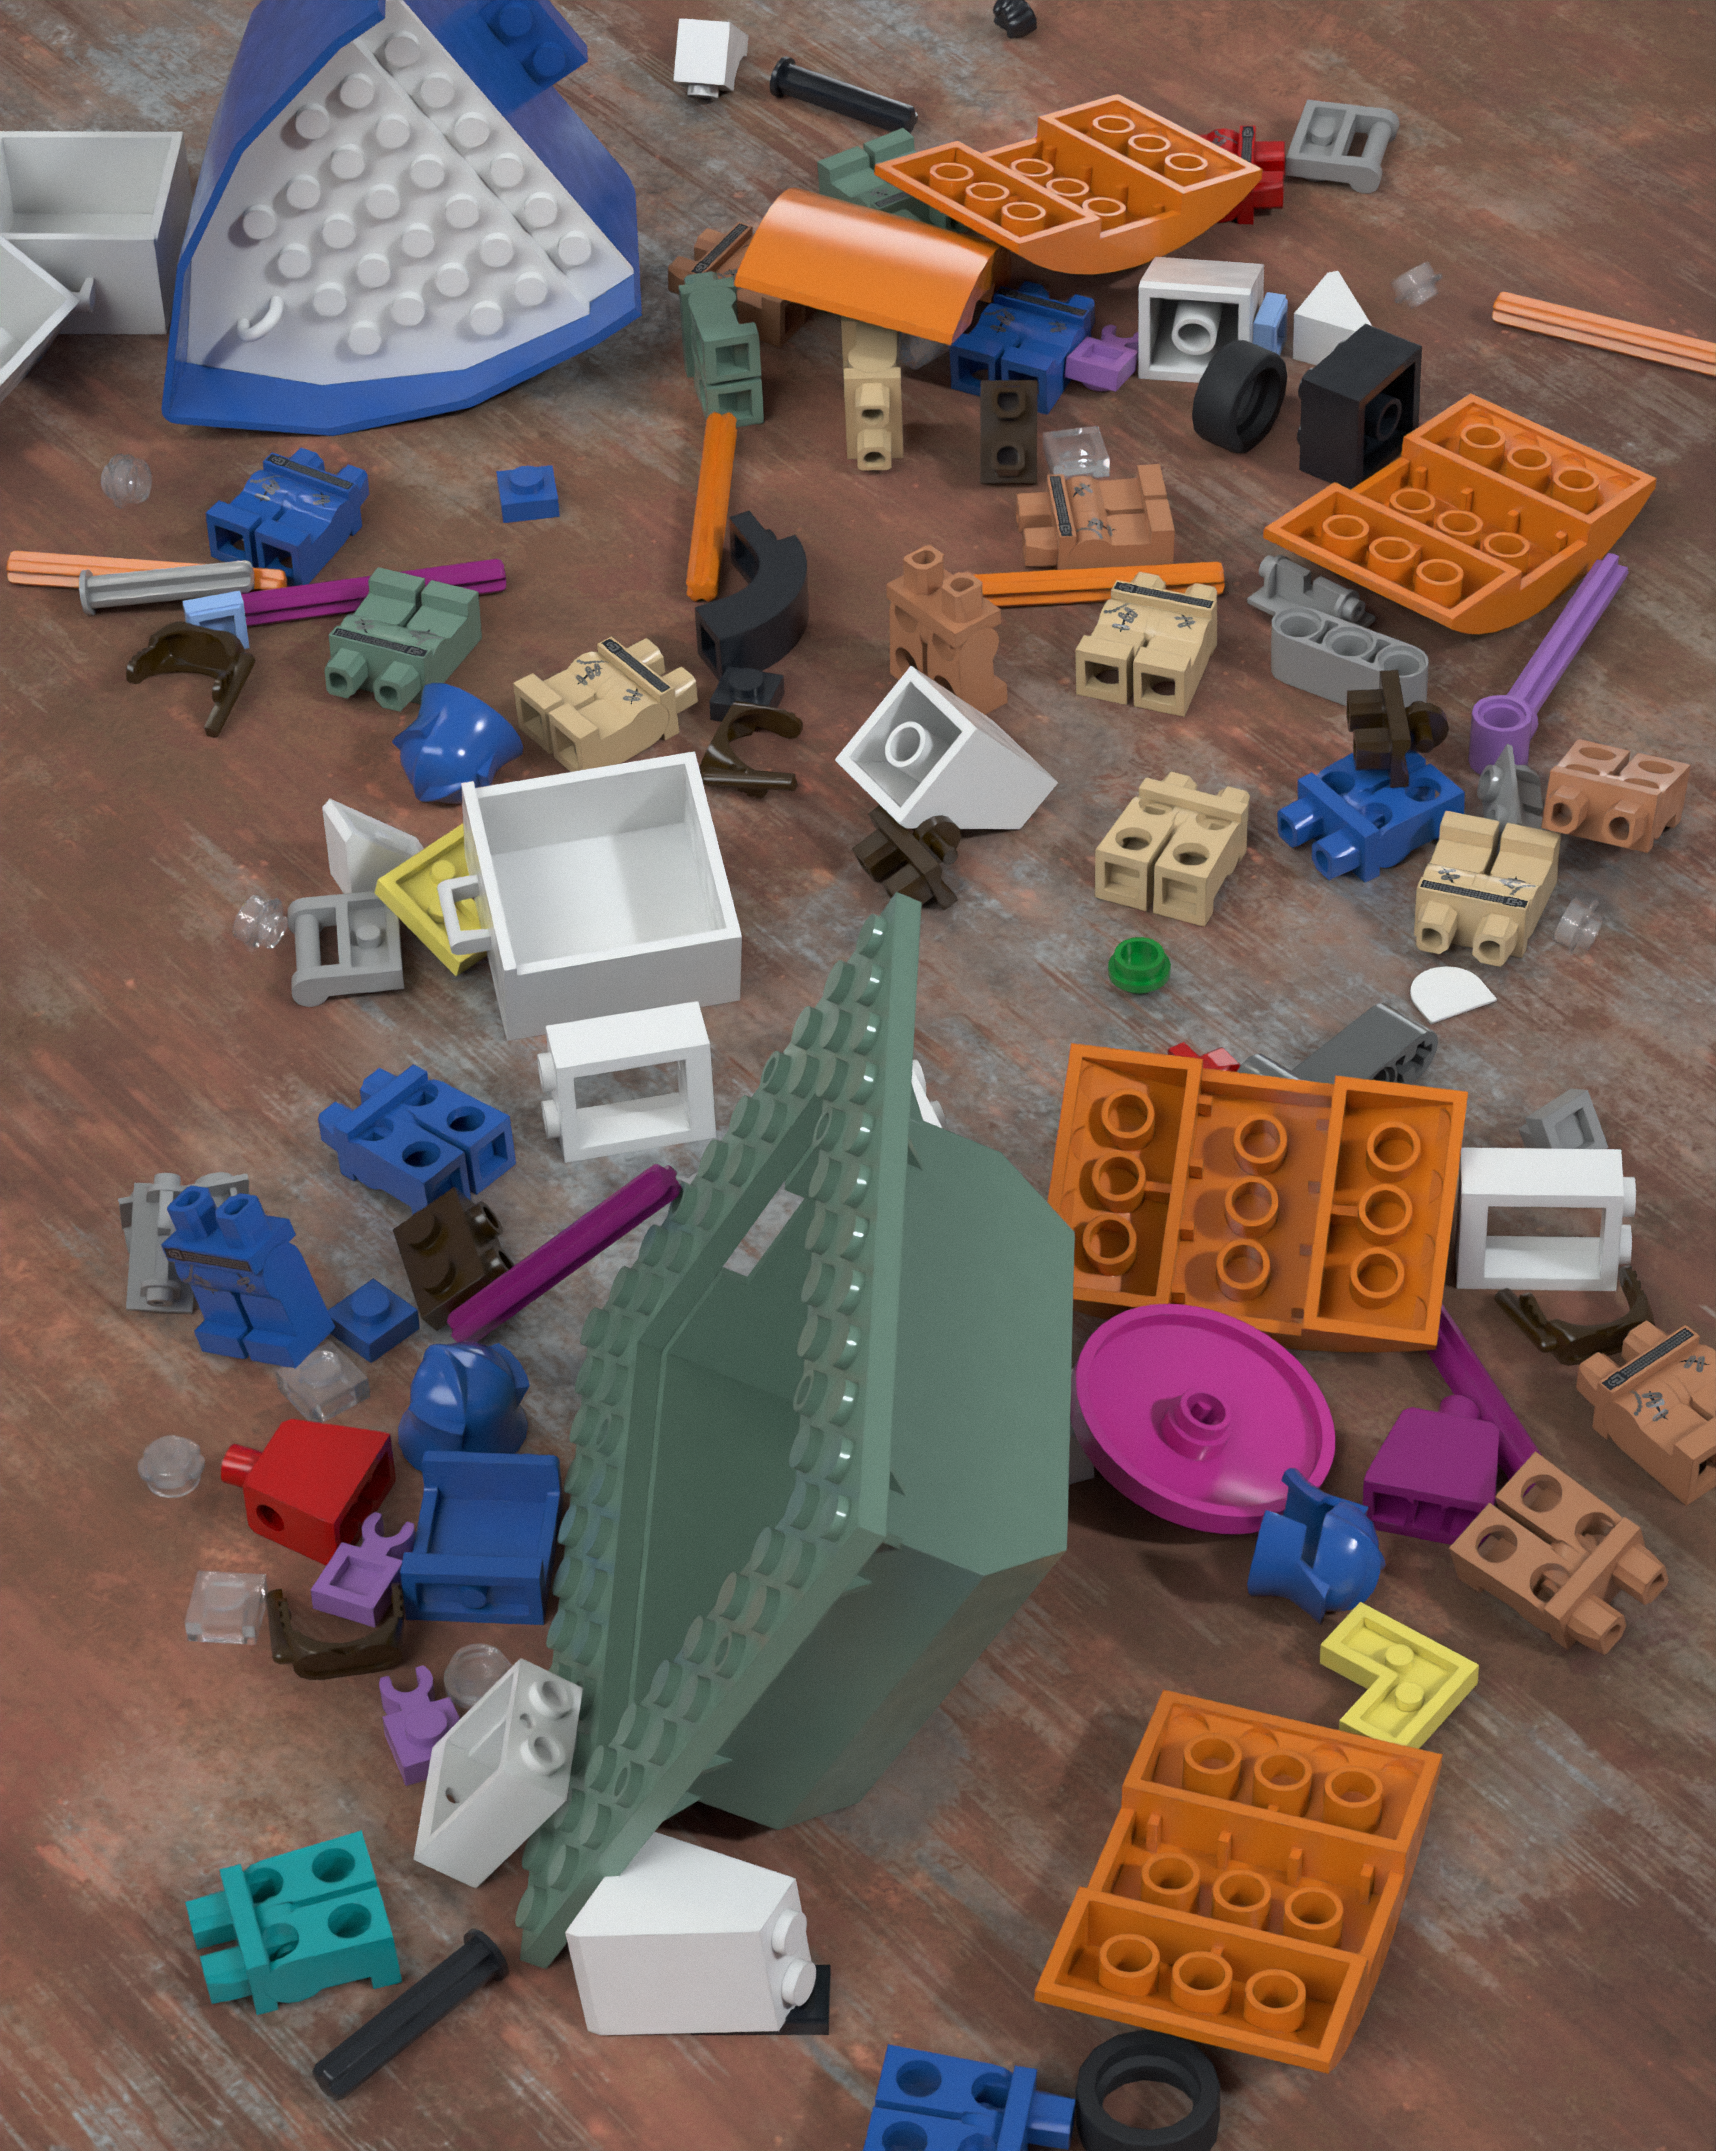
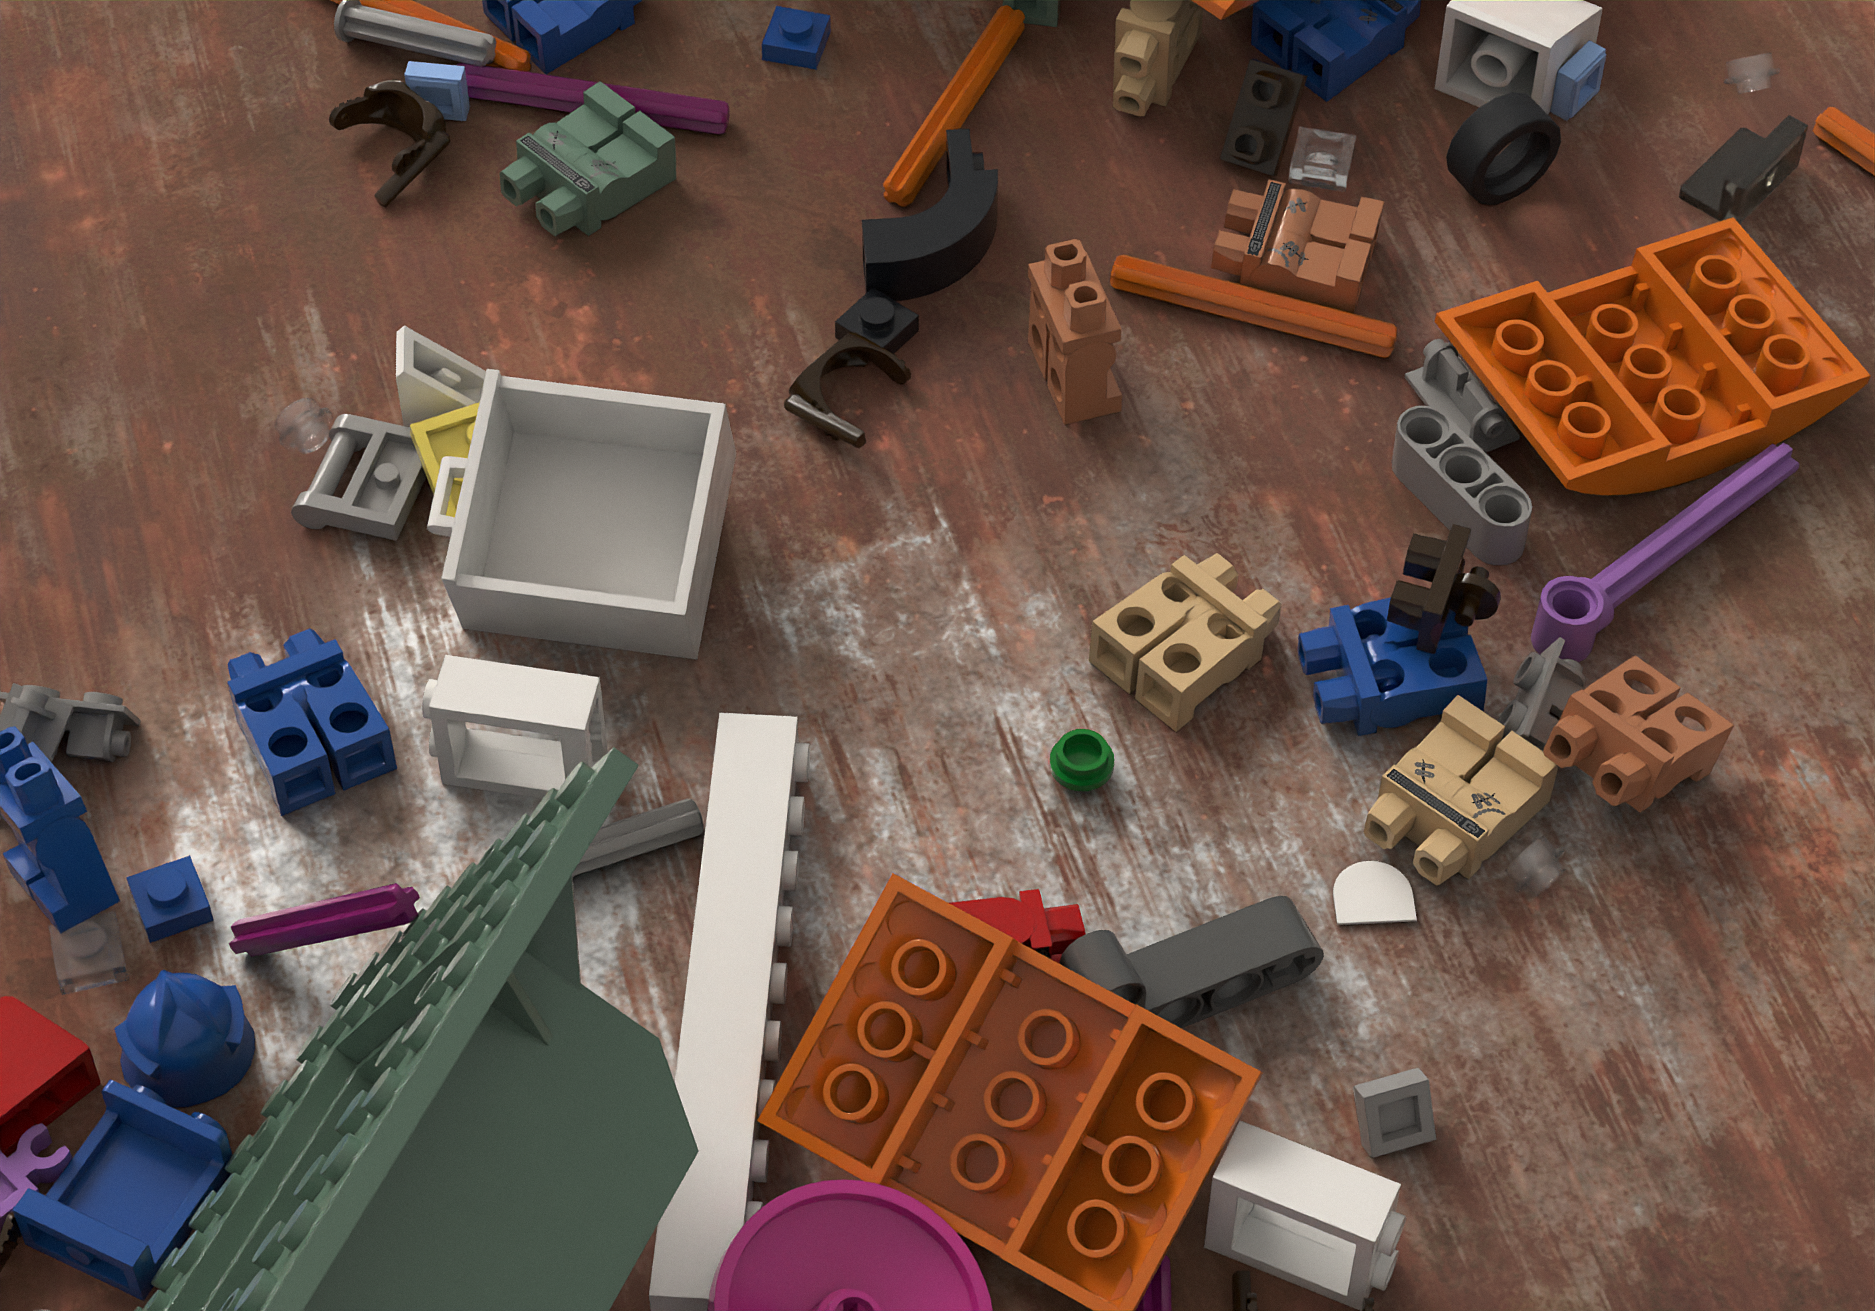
camera: 20 degrees right, 10 degrees up
(450, 1254) = (274, 857): dark brown bracket -> none
(454, 744) = (564, 301): blue helmet -> none
(604, 705) = (737, 295): tan hips -> none
(917, 853) = (932, 560): dark brown hips -> none
(940, 756) = (999, 473): white slope -> none
(1103, 362) = (1402, 64): medium lavender plate -> none
(1150, 640) = (1281, 395): tan hips -> none
(1326, 319) = (1639, 97): white slope -> none
(1359, 406) = (1612, 199): black brick -> none
(1456, 364) = (1745, 171): none -> clear smoke panel

